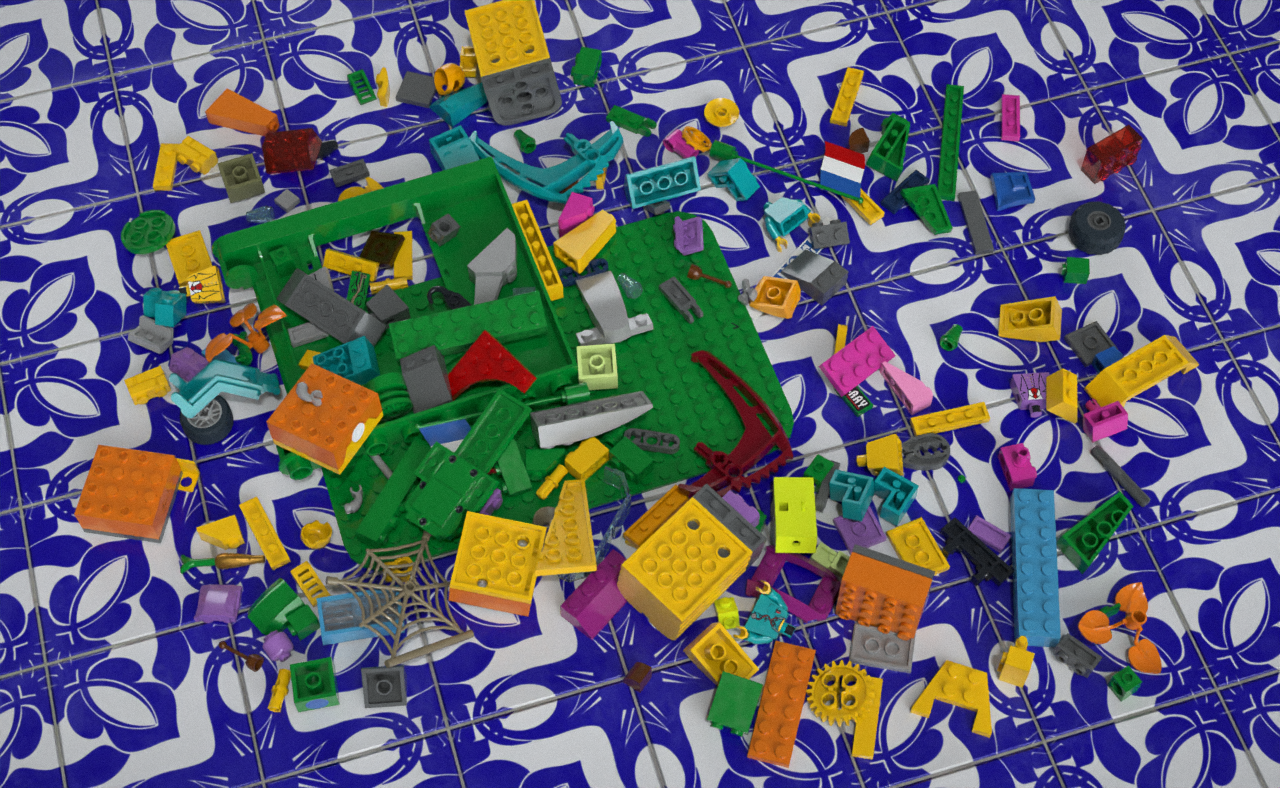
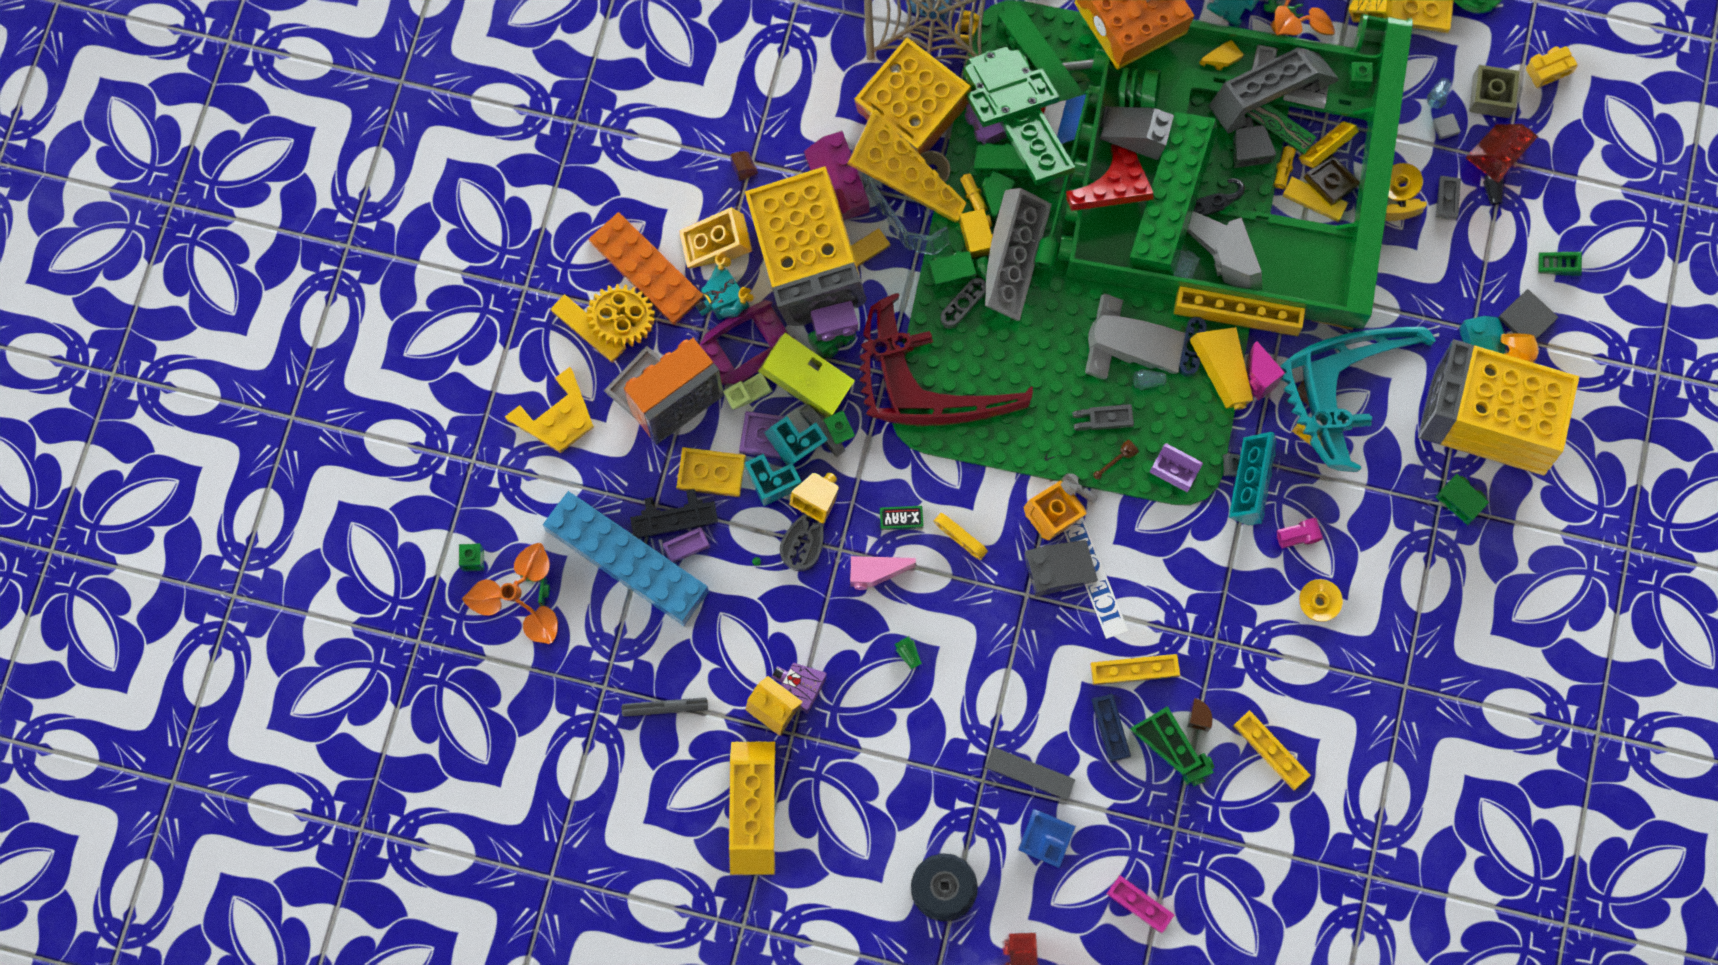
camera: 120 degrees right, 15 degrees up
(165, 167) = (1553, 36): yellow plate -> none
(241, 114) = (1588, 129): orange slope -> none
(351, 360) = (1200, 74): teal slope -> none
(354, 505) = (1051, 20): light grey arm -> none
(384, 87) = (1555, 286): yellow slope -> none
(449, 227) = (1311, 245): dark grey brick -> none
(452, 148) = (1408, 304): teal slope -> none
(526, 143) = (1394, 383): green cone -> none
(597, 366) = (1068, 292): yellowish green brick -> none
(631, 121) = (1366, 504): green hinge -> none
(655, 517) = (885, 264): light orange tile -> none
(696, 139) = (1297, 551): light orange wheel -> none
(727, 612) = (754, 270): neon yellow bracket -> none
(735, 177) = (1221, 555): teal brick -> none
(735, 704) = (665, 223): green brick -> none
(785, 216) = (1144, 577): teal torso -> none
(829, 235) = (1101, 612): dark grey bracket -> none
(839, 172) = (1169, 669): flag -> none
(857, 361) = (933, 538): dark pink plate -> none
(929, 207) = (1076, 734): green wing -> none
(950, 142) = (1148, 820): green tile -> none
(950, 419) = (820, 588): yellow plate -> none
(1016, 663) = (546, 472): yellow brick -> none
(1017, 466) = (732, 615): dark pink brick -> none
(1031, 320) = (878, 742): yellow slope -> none
(1075, 270) = (909, 829): green brick -> none
(1076, 655) = (522, 534): dark grey bracket -> none
(1088, 342) = (820, 786): dark grey tile -> none
(1090, 535) = (622, 634): green wedge -> none
(1104, 420) = (725, 728): dark pink brick -> none
(1106, 358) = (786, 784): blue brick -> none

